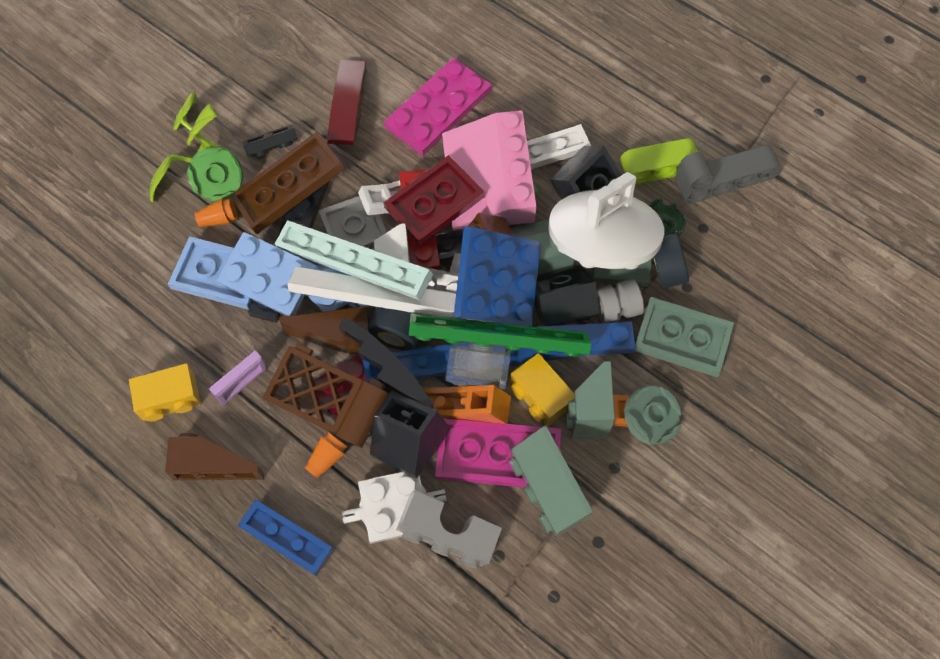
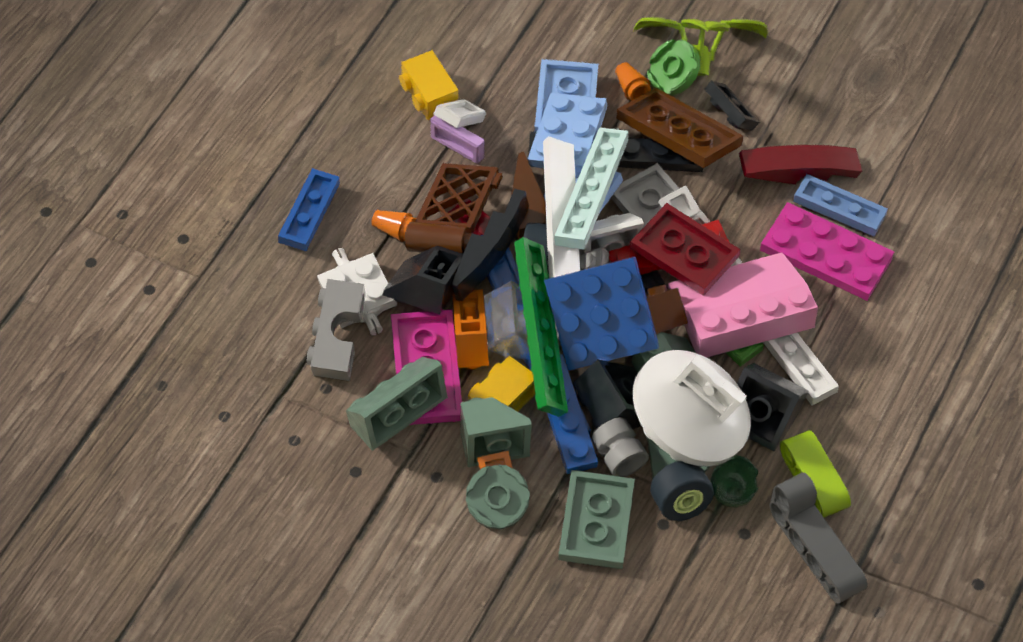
camera: 75 degrees right, 10 degrees down
(198, 459) = (370, 131): reddish brown slope -> none
(213, 368) = (460, 113): none -> white tile
(396, 84) = (840, 205): none -> medium blue plate

